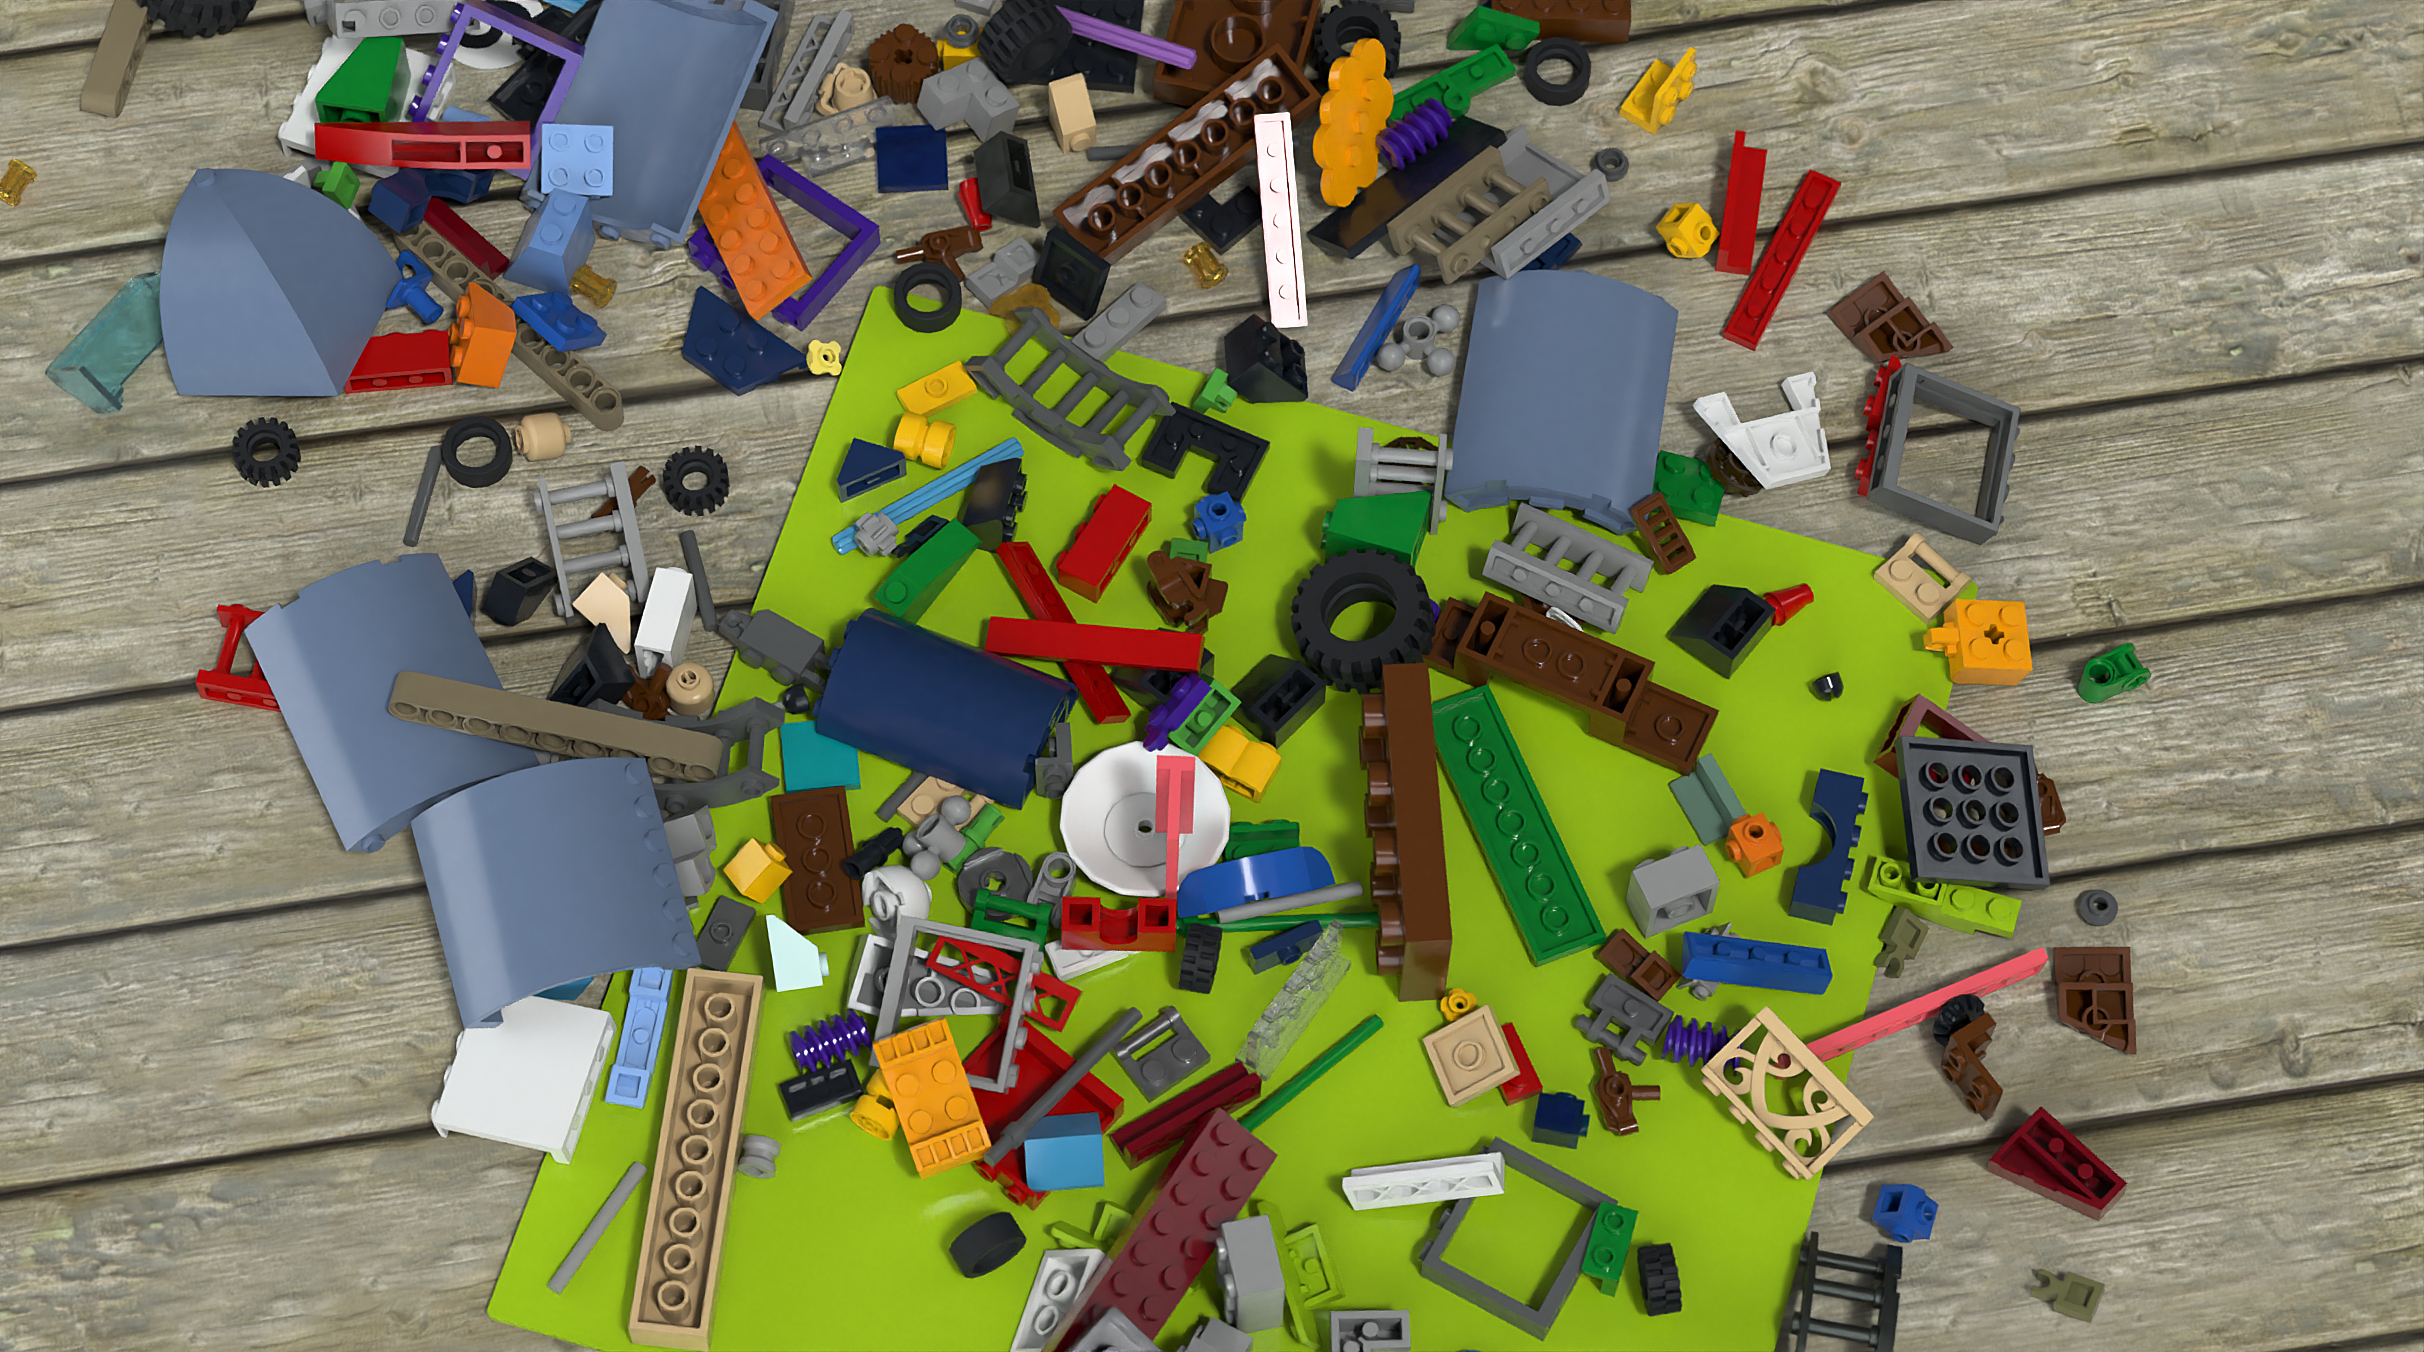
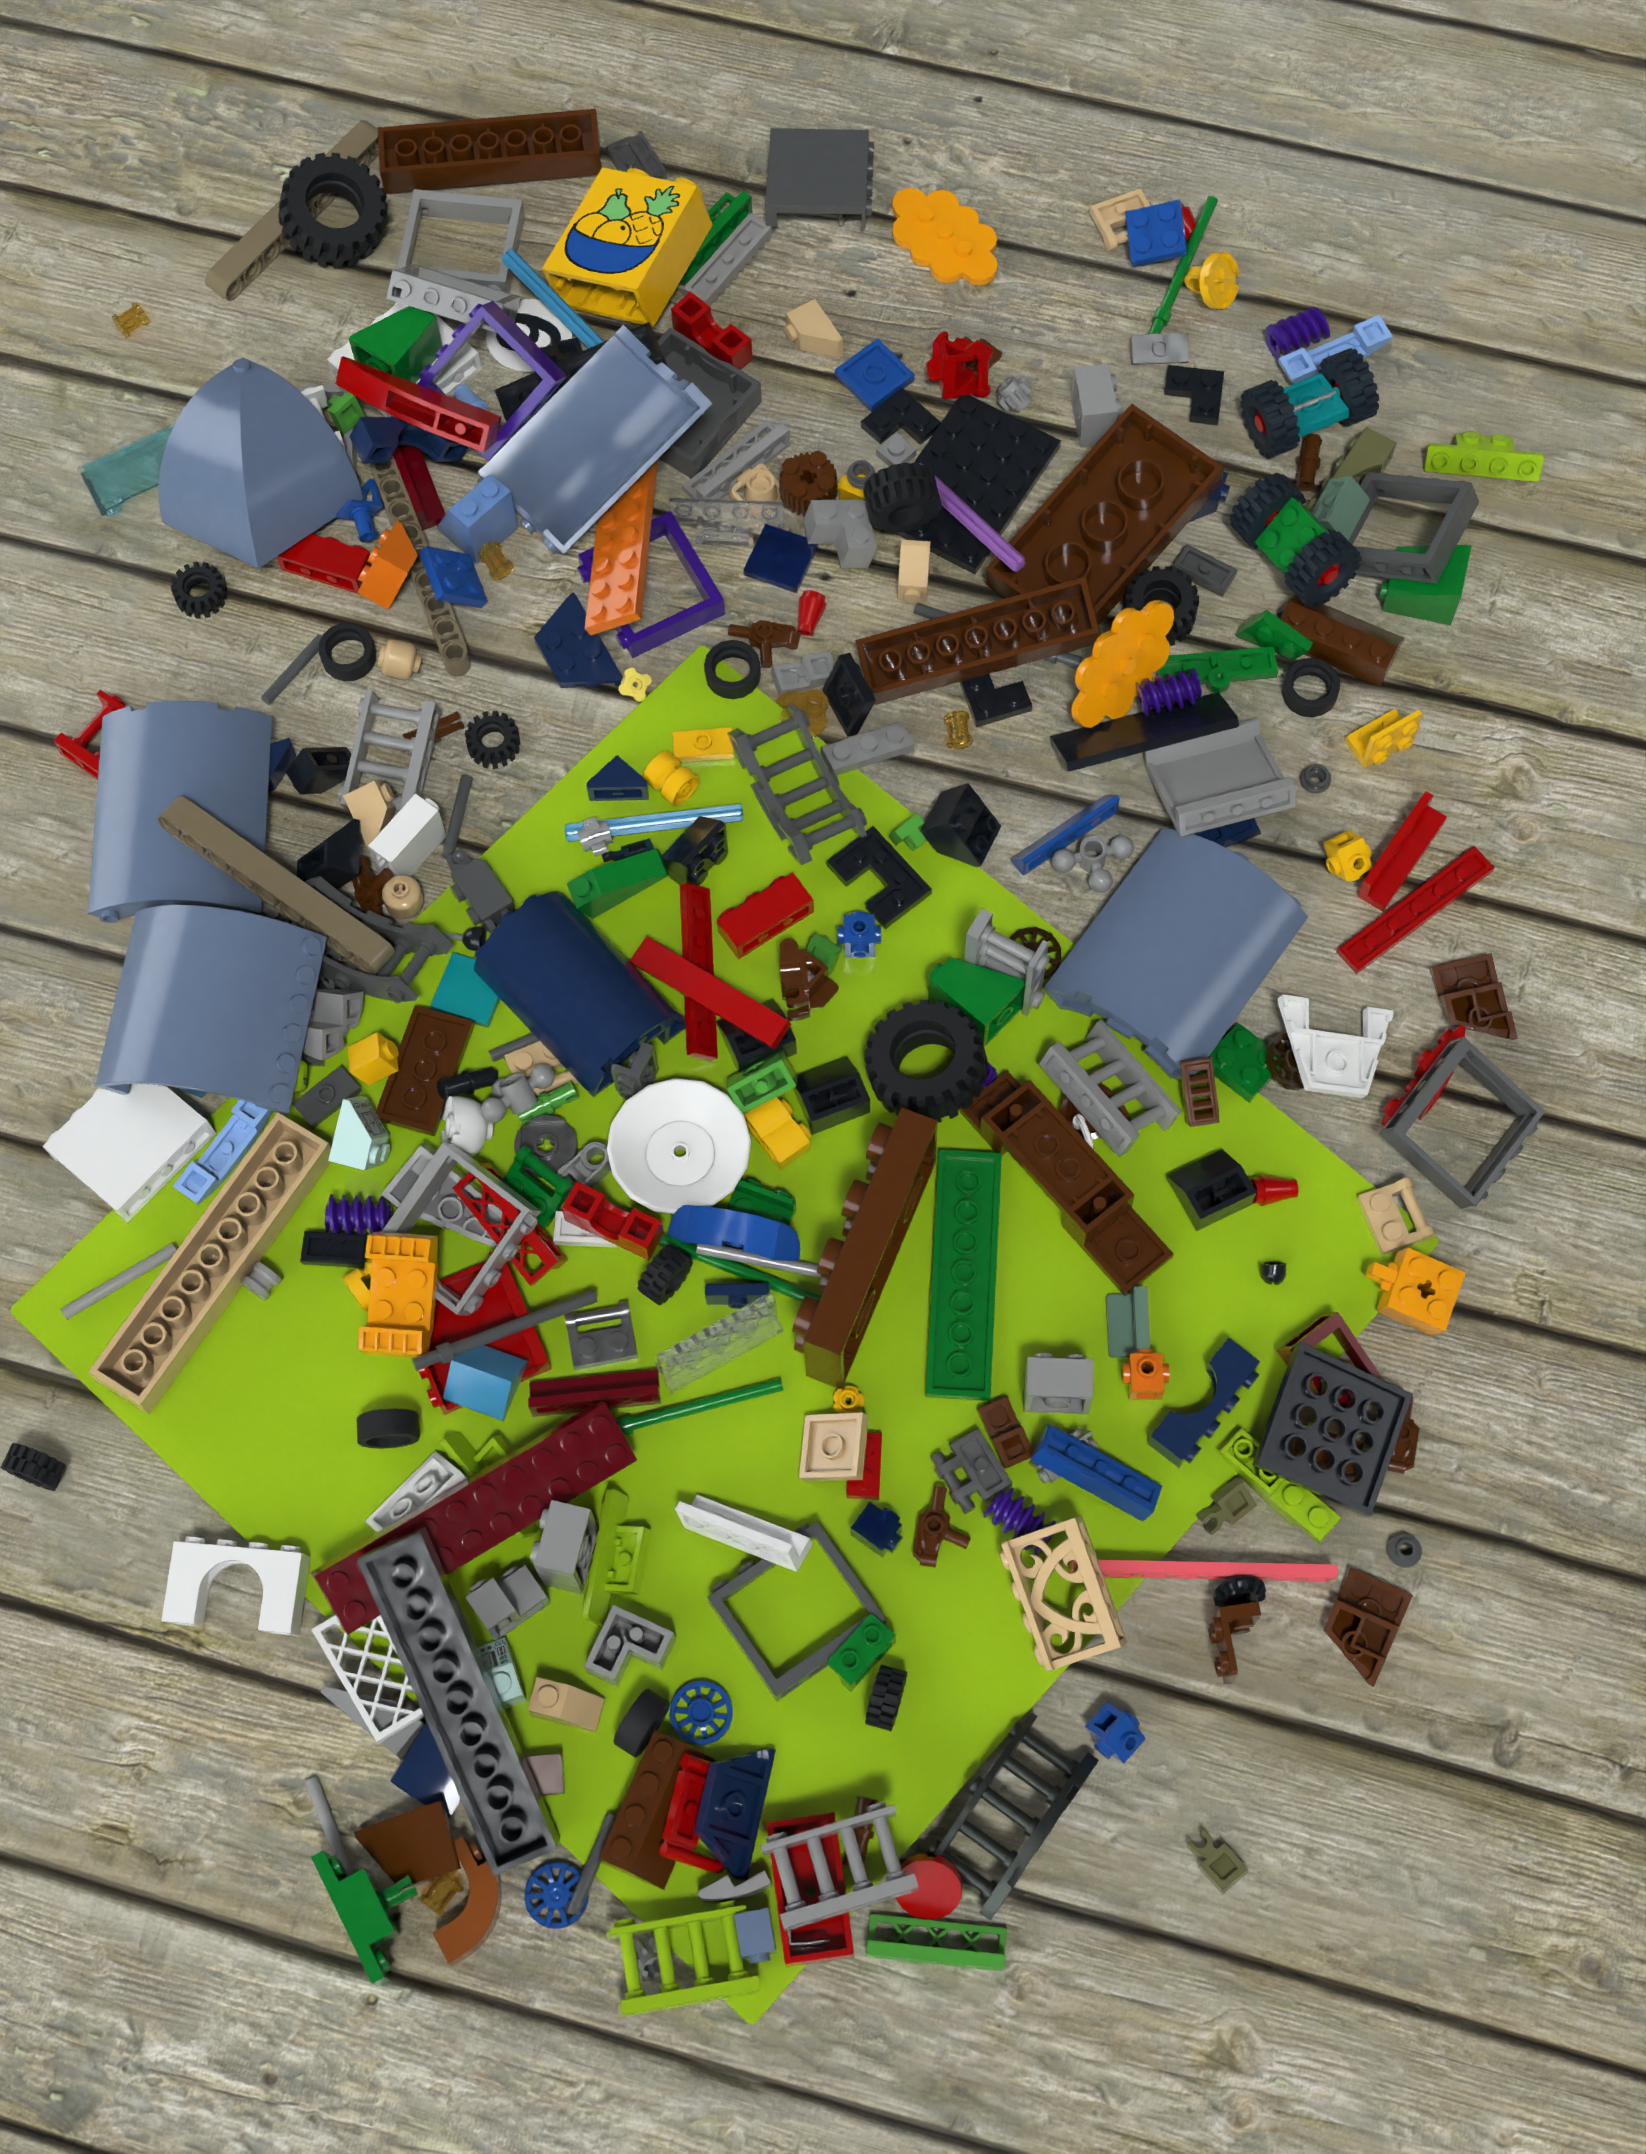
camera: 30 degrees right, 5 degrees up
(577, 159) = (525, 460): light blue hinge -> none
(1007, 179) = (838, 603): pearl dark grey slope -> none
(1174, 809) = (685, 1154): coral fence -> none
(1186, 696) = (734, 1074): dark purple hinge -> none
(1280, 220) = (1025, 717): tile -> none
(1454, 195) = (1171, 754): dark tan fence -> none
(2058, 1166) = (1259, 1752): dark red wedge -> none
(2118, 672) = (1520, 1362): green piece -> none

